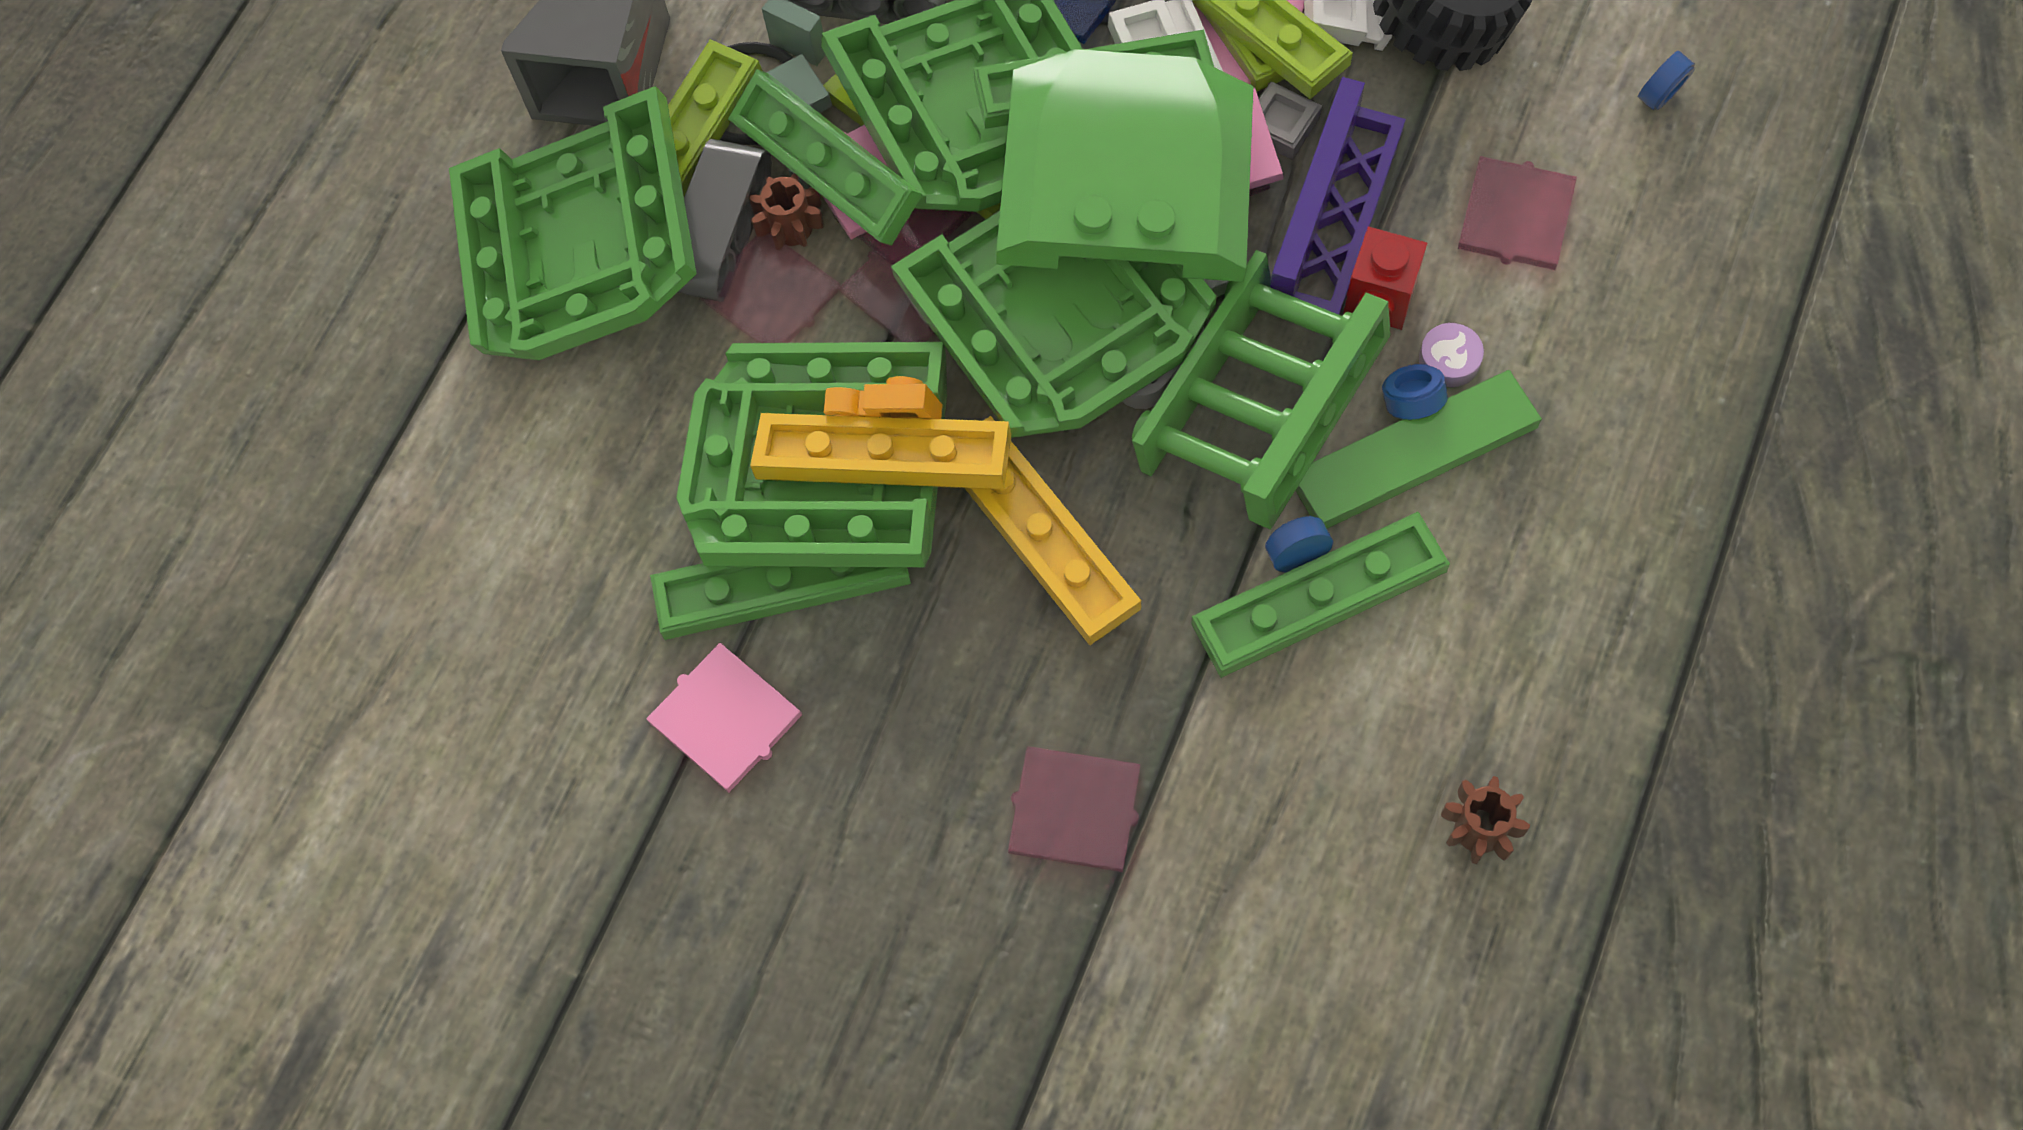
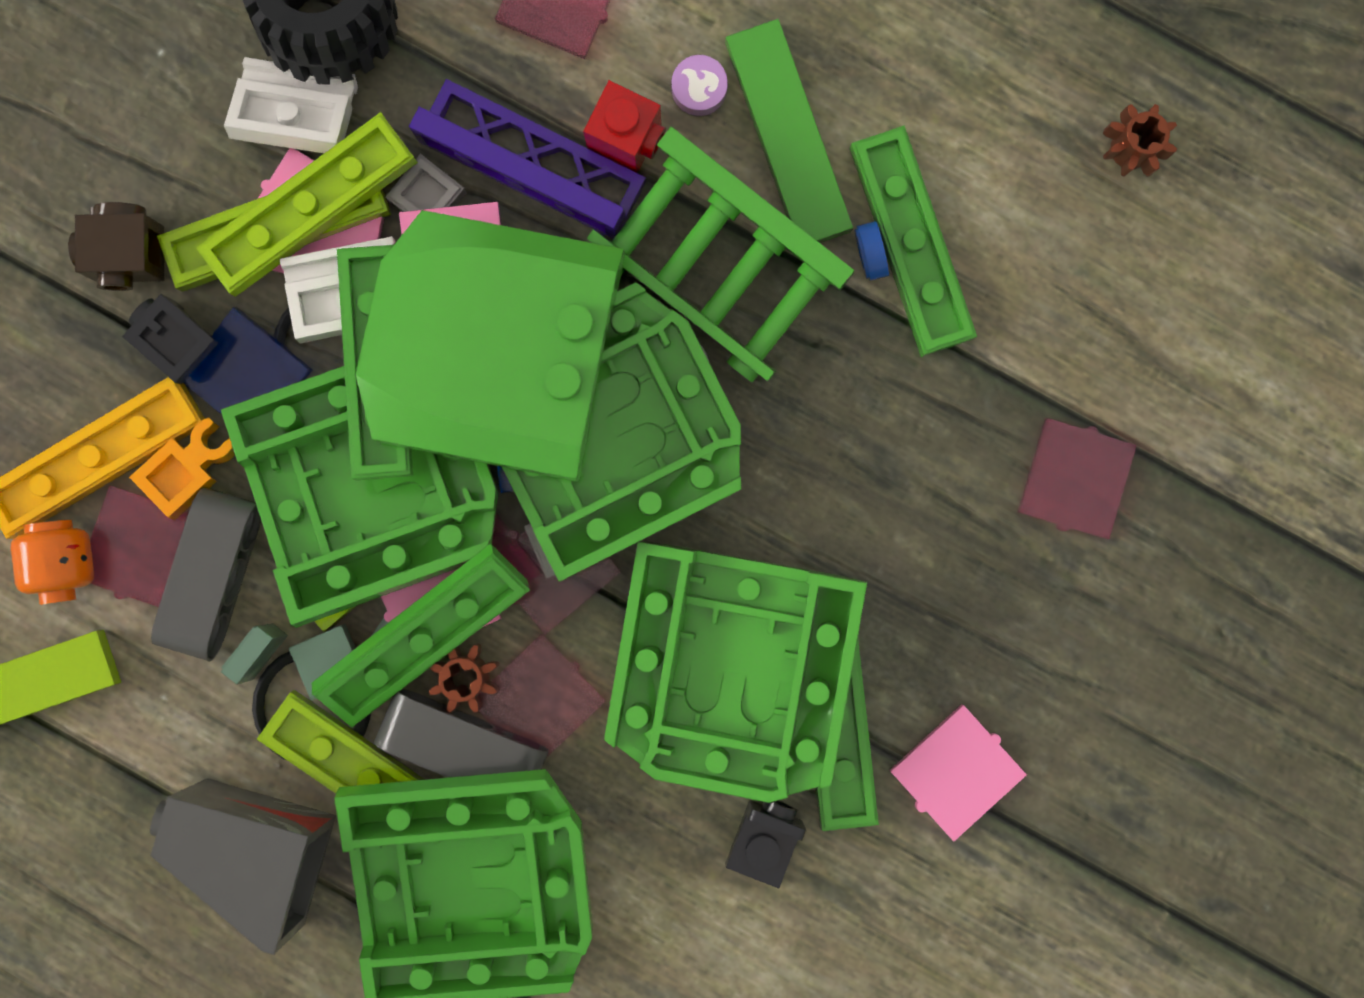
camera: 90 degrees left, 20 degrees up
(636, 522) = (765, 841): none -> black bracket
(882, 450) = (749, 610): yellow plate -> none
(896, 399) = (706, 588): light orange plate -> none
(1057, 550) = (825, 476): yellow plate -> none
(1414, 391) = (737, 123): blue tile -> none

